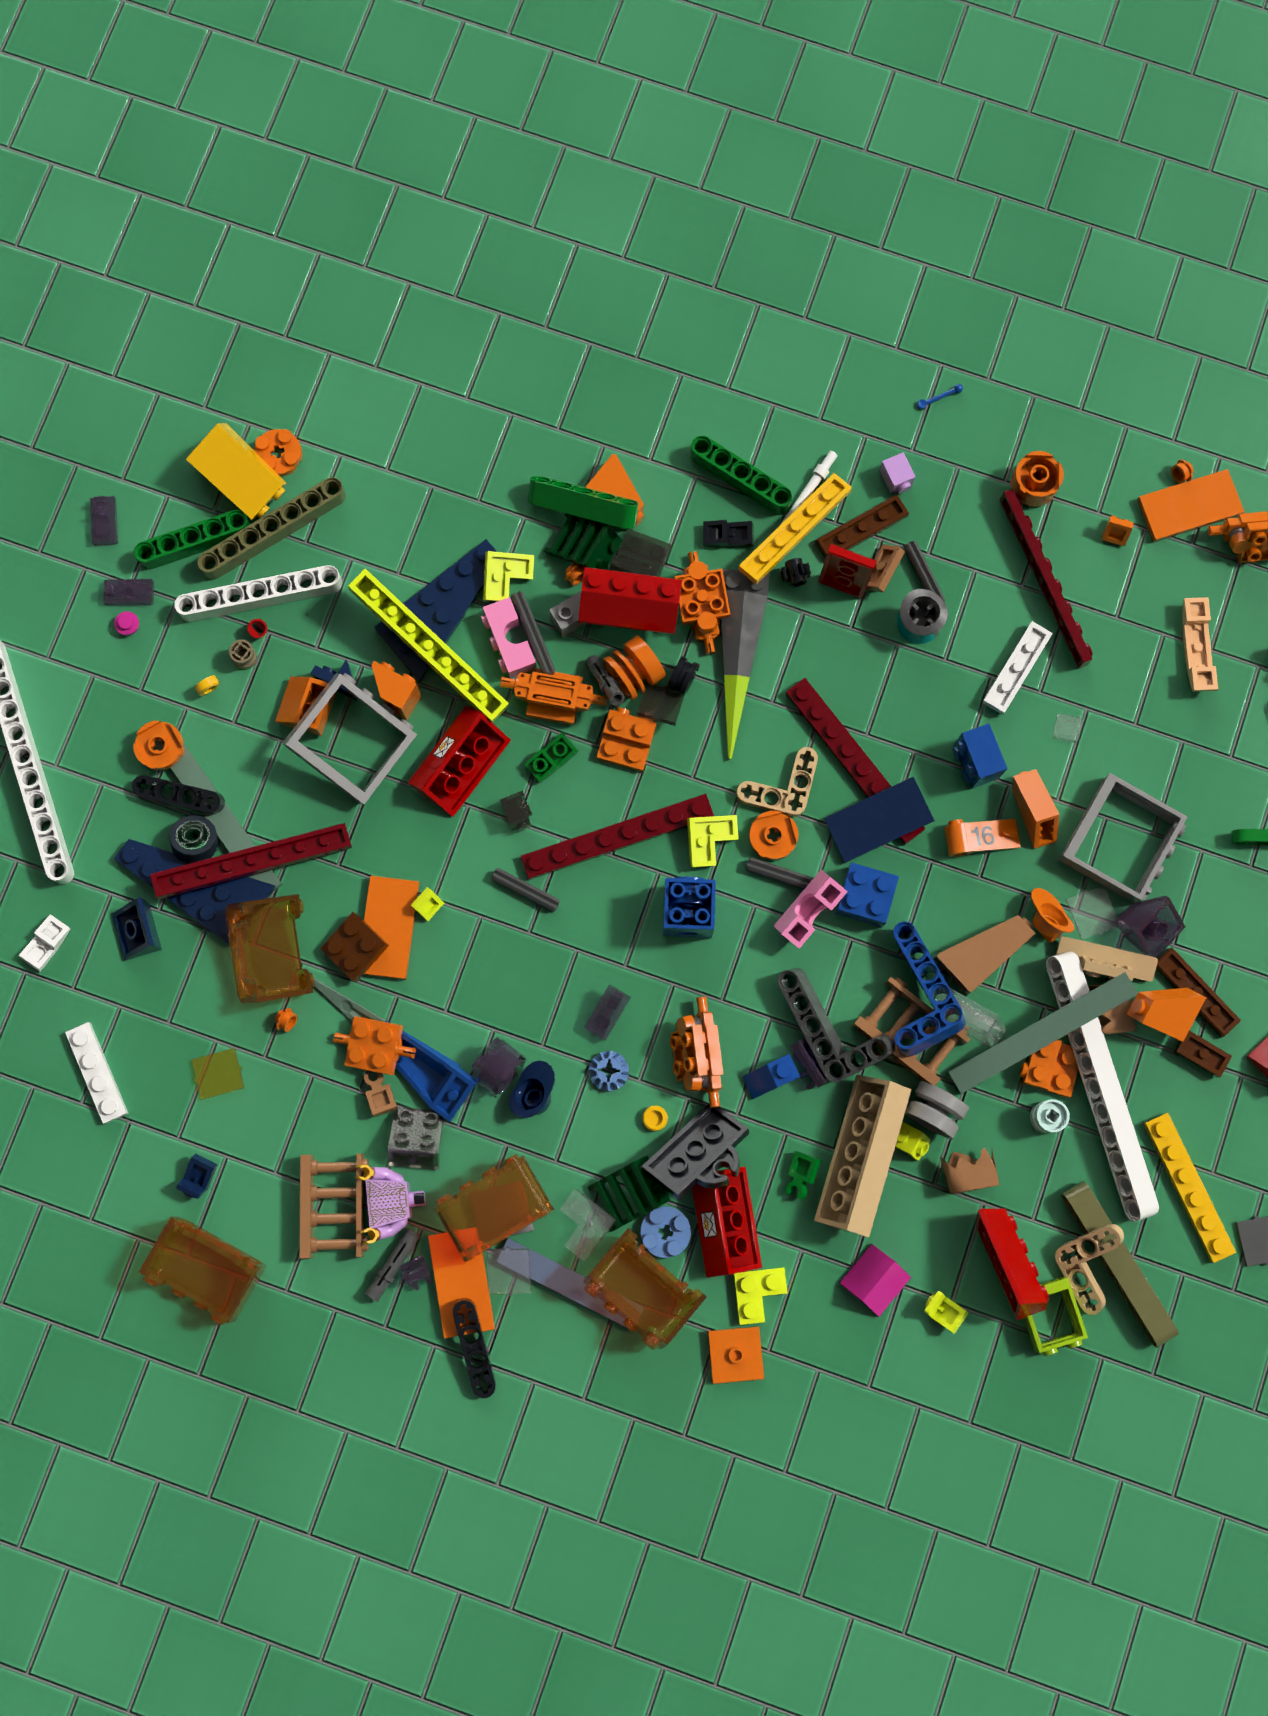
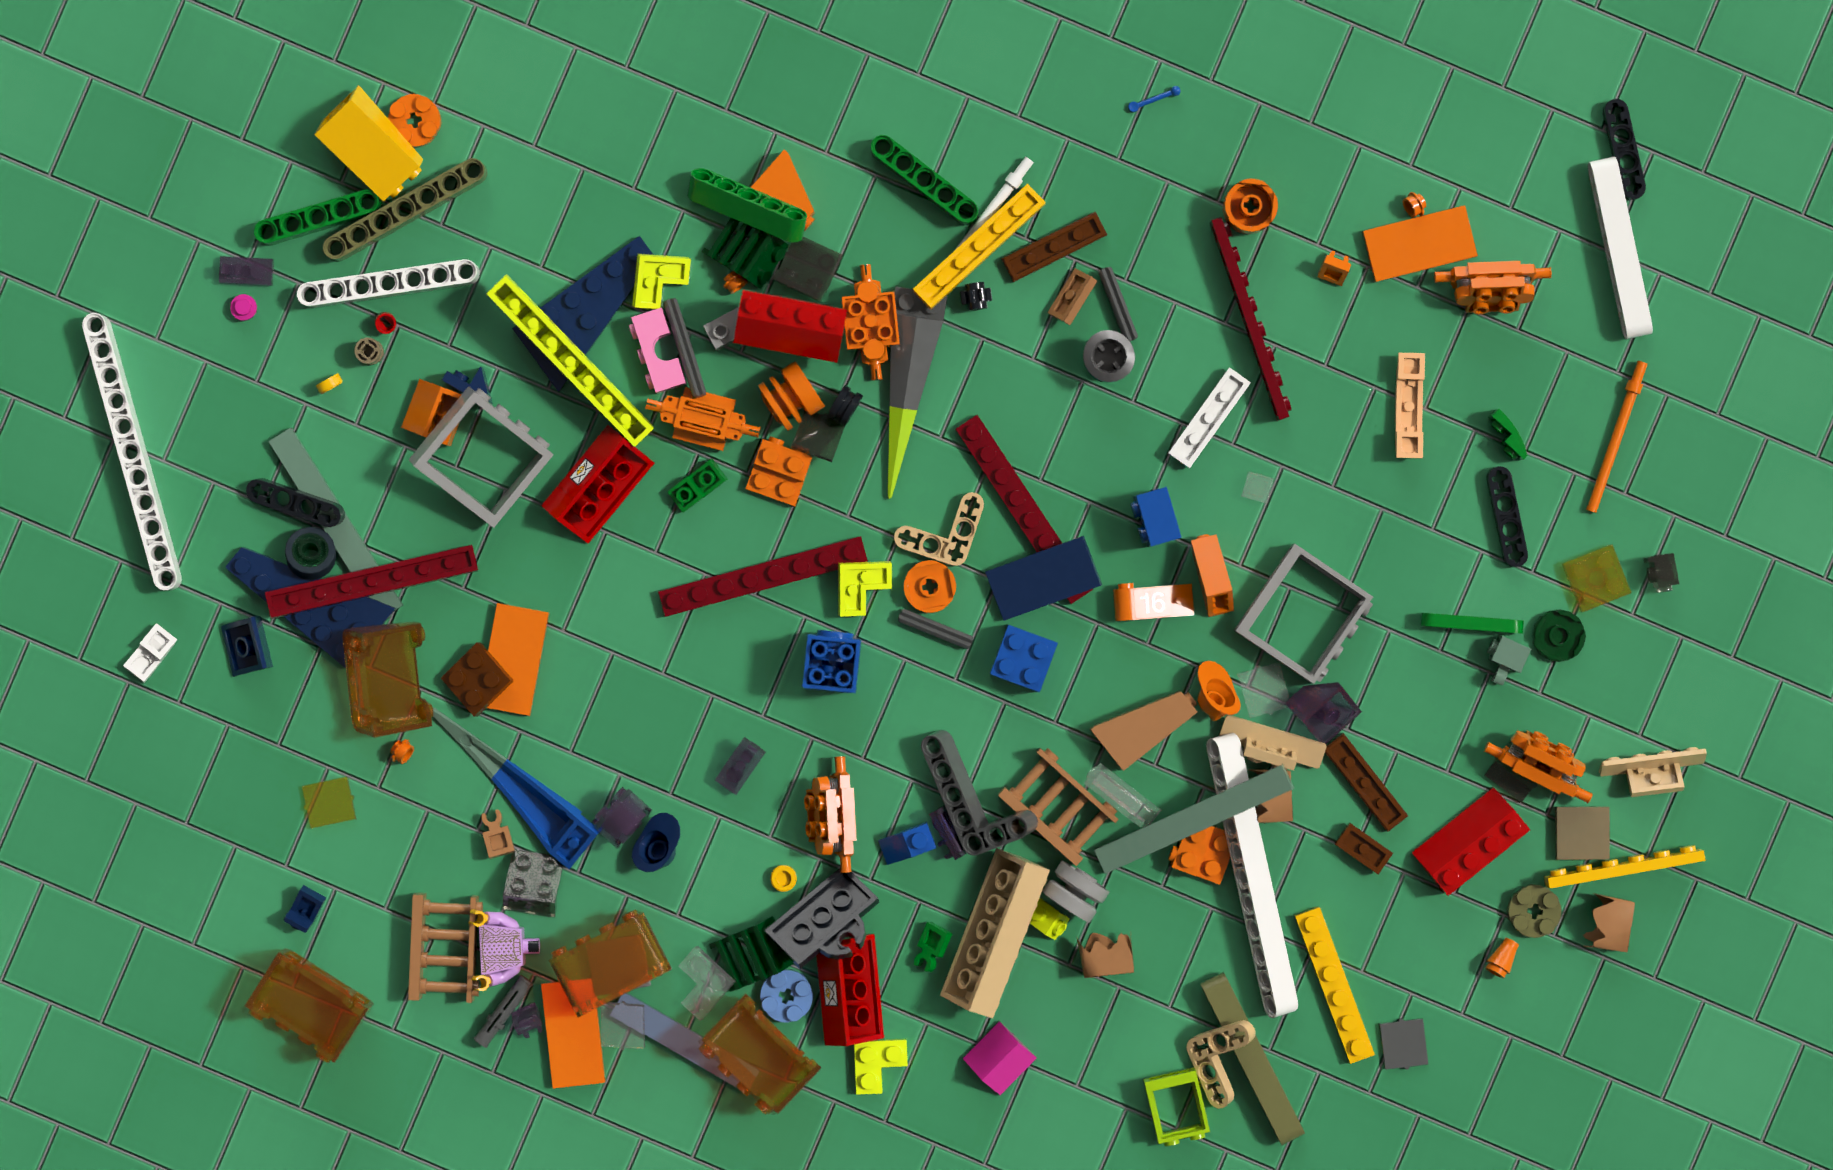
camera: 10 degrees right, 10 degrees up
(96, 1073) = (202, 793): white plate -> none
(104, 520) = (220, 187): clear purple plate -> none
(171, 751) = (290, 453): orange plate -> none
(374, 1045) = (493, 785): orange plate -> none
(396, 690) = (532, 407): orange slope -> none
(427, 904) = (556, 638): neon yellow plate -> none
(476, 1347) = (580, 1100): black beam -> none
(516, 811) = (656, 544): clear smoke brick -> none
(525, 889) = (661, 628): dark grey axle -> none
(613, 692) = (765, 427): dark grey pin -> none
(617, 1079) = (730, 816): medium blue gear -> none
(725, 534) = (906, 245): black slope -> none
(735, 1354) = (850, 1123): orange plate -> none
(798, 919) = (947, 682): bright pink arch -> none
(846, 571) = (1029, 304): red tile -> none
(897, 473) = (1098, 189): lavender brick -> none
(931, 988) = (1080, 766): blue beam -> none
(945, 1312) = (1068, 1095): neon yellow bracket -> none
(1011, 1263) = (1138, 1052): red slope -> none
(1049, 1116) = (1194, 904): light aqua wheel -> none
(1167, 1010) = (1327, 803): orange slope -> none

